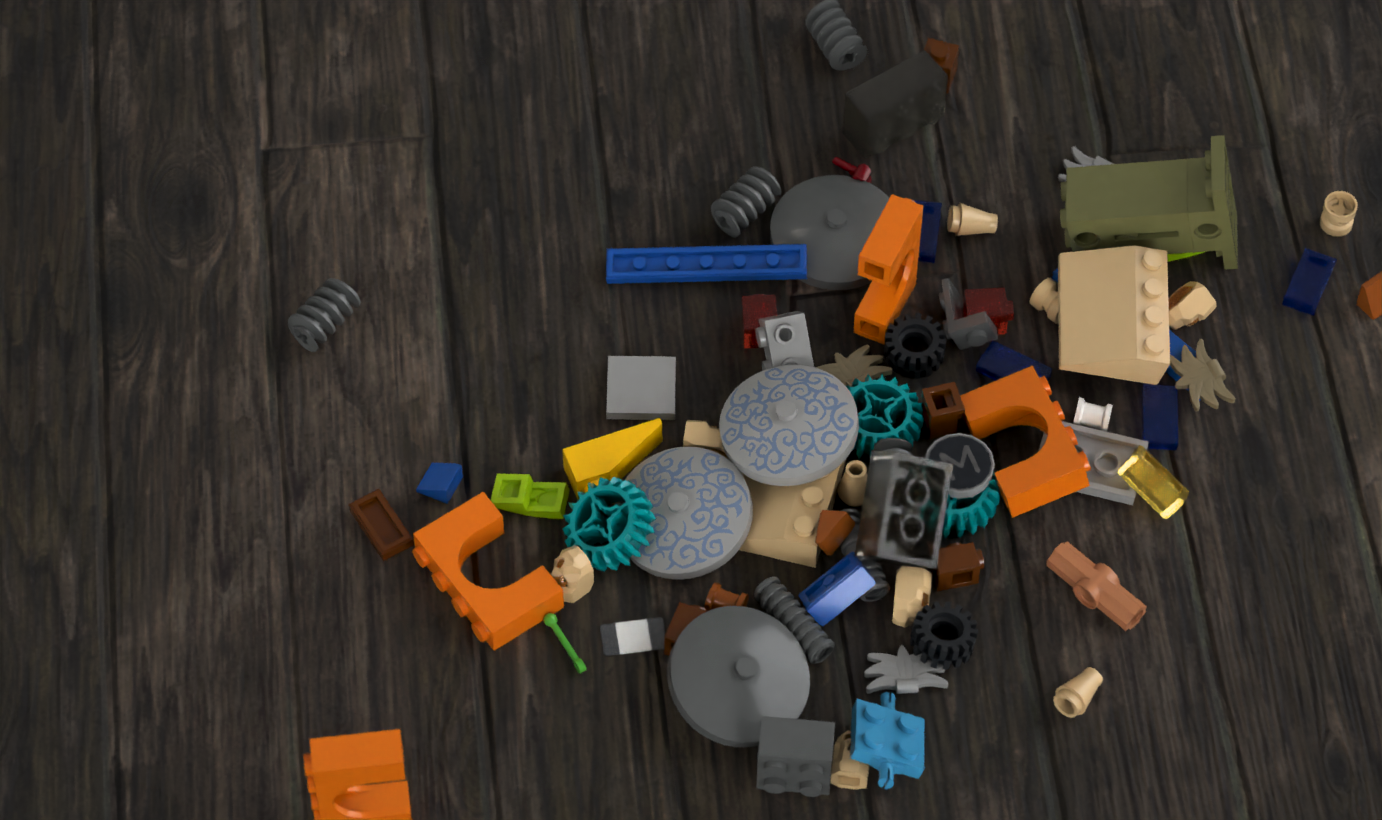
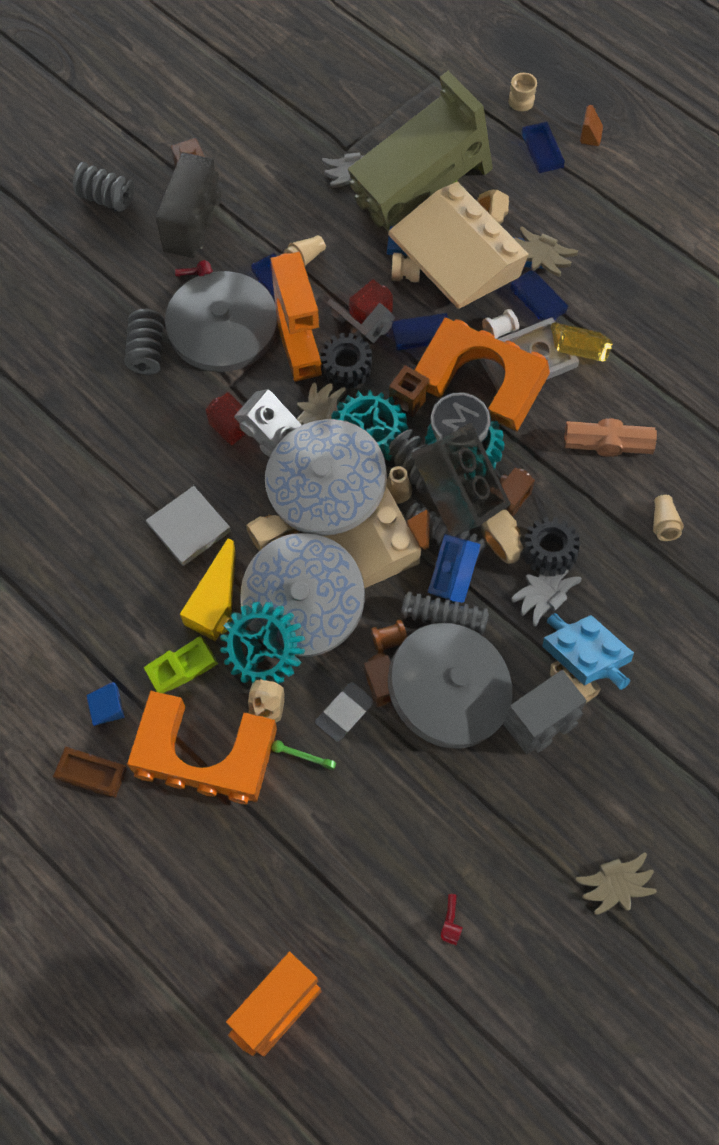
camera: 40 degrees left, 10 degrees up
(706, 263) = (155, 405): blue tile -> none

